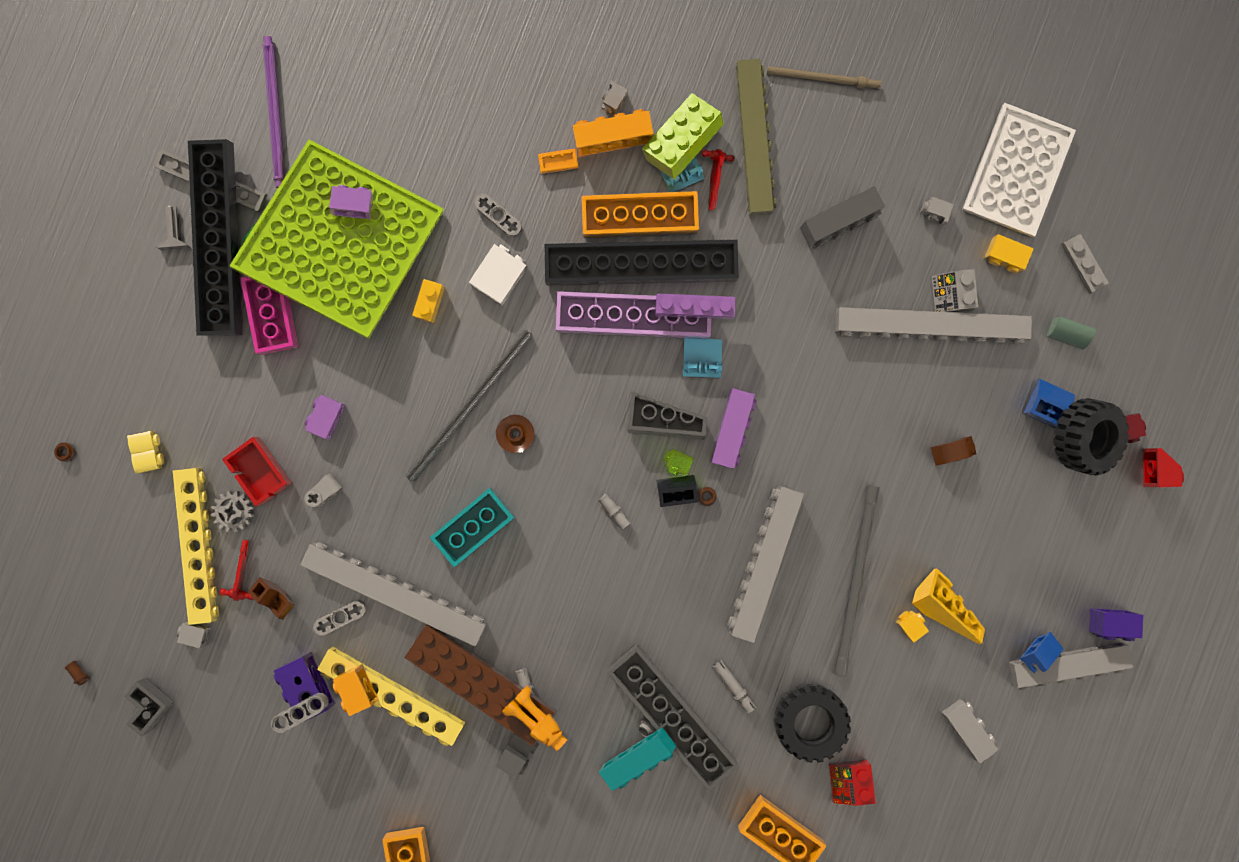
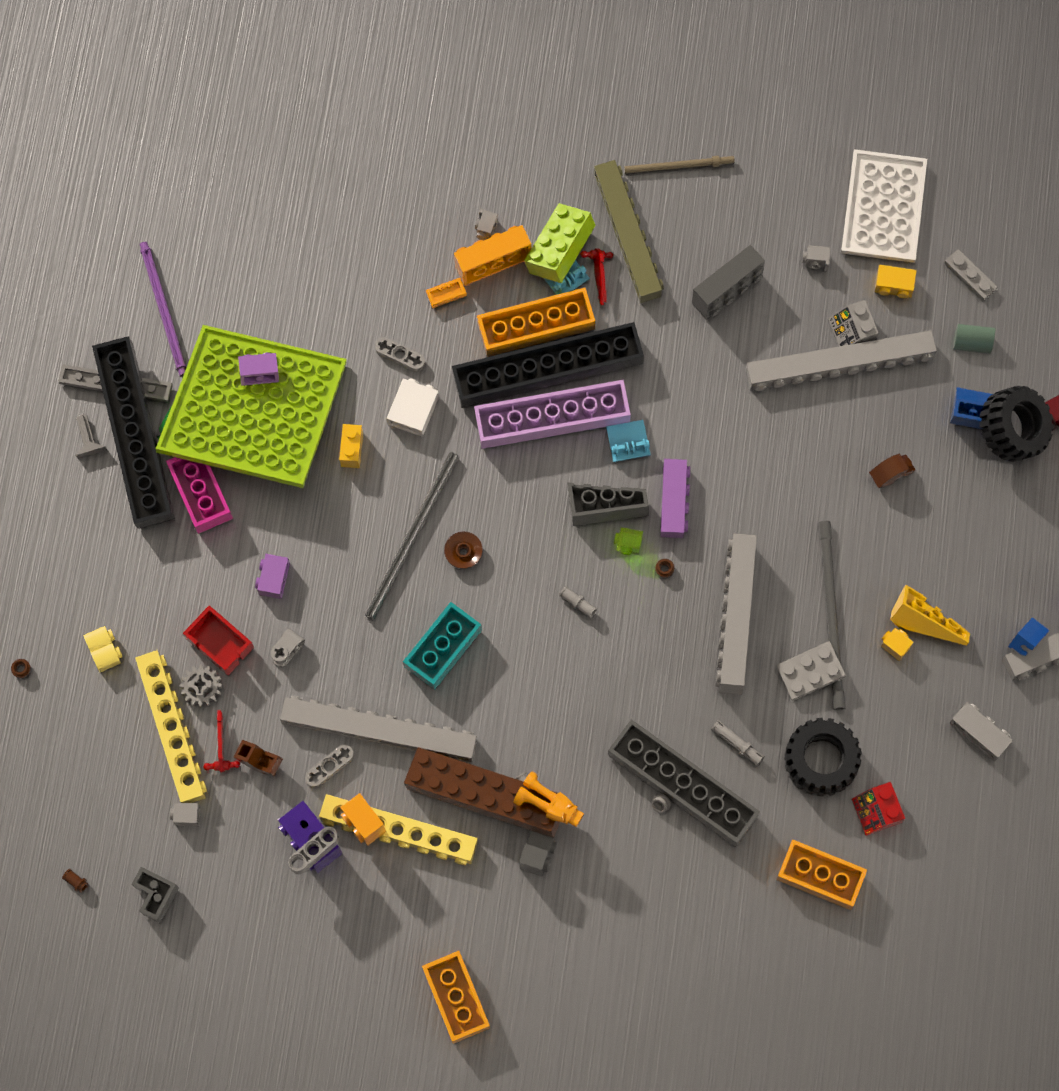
camera: 15 degrees left, 15 degrees down
(637, 759) = (658, 829): teal brick -> none
(677, 491) = (634, 568): black brick -> none
(695, 306) = (609, 388): medium lavender brick -> none
(822, 633) = (811, 670): none -> light grey plate

